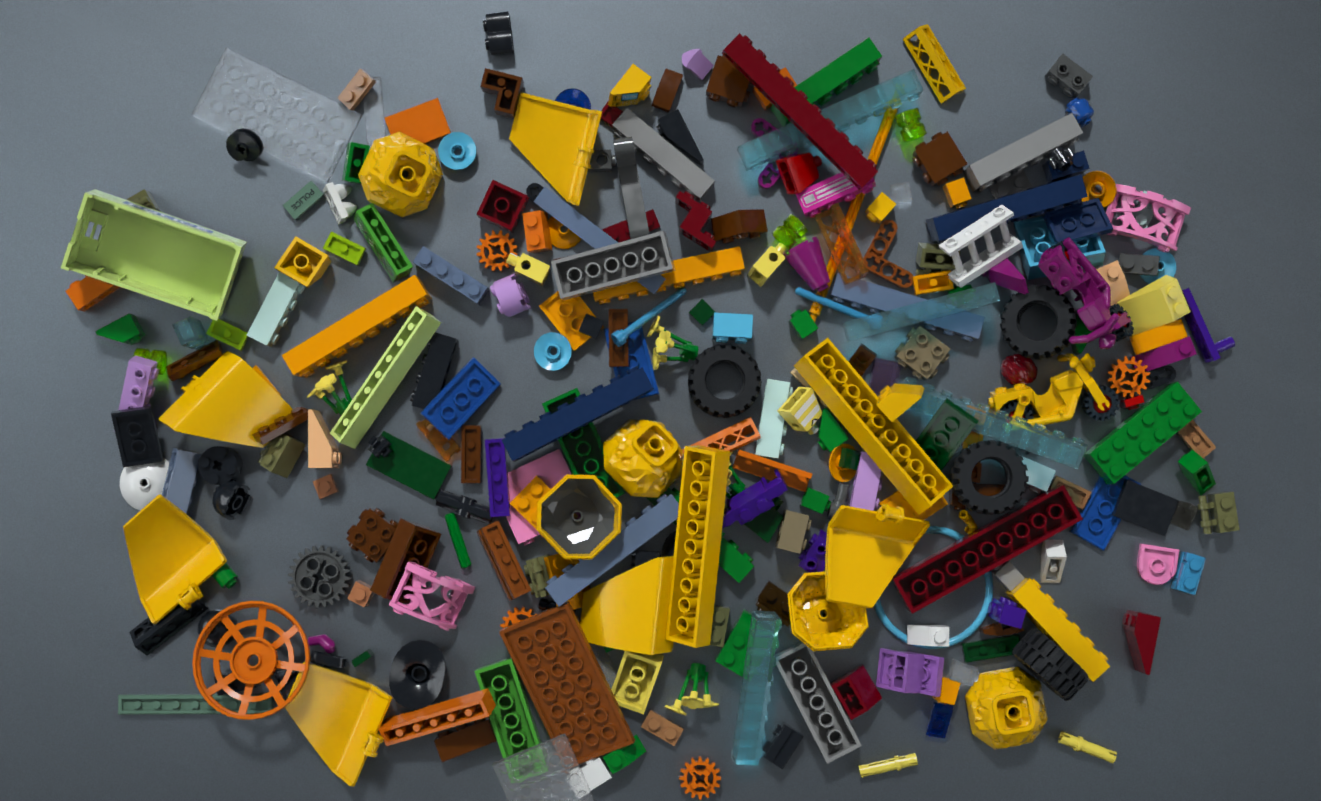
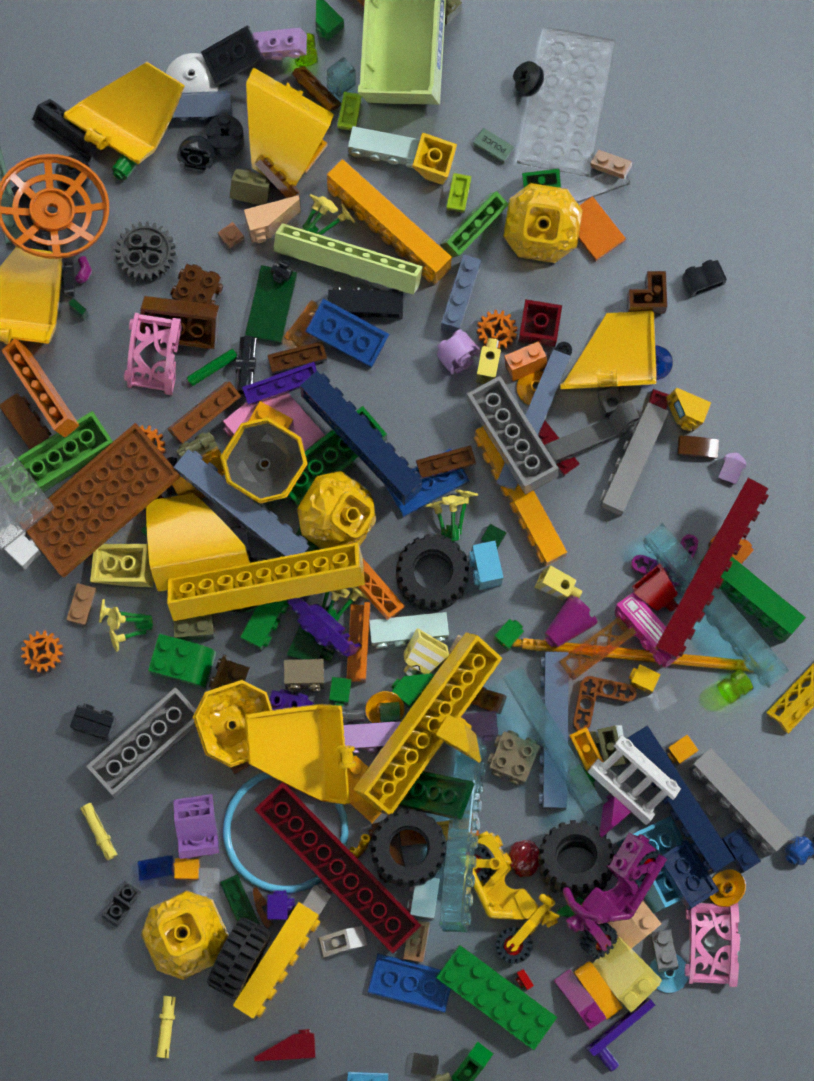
camera: 70 degrees right, 10 degrees down
(334, 195) = (507, 171): white tile -> none
(361, 594) = (137, 291): nougat brick -> none
(417, 674) = (75, 361): black hat -> none
(450, 144) = (584, 261): medium azure dish -> none
(543, 353) = (413, 398): medium azure dish -> none
(568, 317) = (451, 416): light orange plate -> none
(591, 326) = (449, 434): black tile -> none
(621, 336) = (447, 462): dark azure piece -> none
(624, 756) = (47, 574): green slope -> none
(678, 134) = (661, 464): black slope -> none
(695, 221) = (579, 504): dark red bracket -> none
(727, 84) = (718, 499): reddish brown brick -> none
(739, 225) = (588, 546): reddish brown brick -> none
(755, 687) = (143, 676): clear light blue brick -> none
(790, 231) = (595, 597): clear neon green wheel -> none
(829, 303) = (536, 651): dark azure piece -> none
(856, 692) = (163, 779): dark red slope -> none
(928, 635) = (237, 835): white slope -> none
(939, 159) = (709, 722): reddish brown brick -> none
(961, 760) = (121, 904): none -> black slope
(1061, 159) = (743, 836): black gear -> none
(1123, 368) = (543, 975): orange gear -> none
(1145, 507) = (422, 1022): black tile -> none
(1156, 563) = (369, 1050): bright pink tile -> none
(1159, 381) = (553, 1004): black beam -> none
(1196, 439) = (505, 1055): medium nougat plate -> none

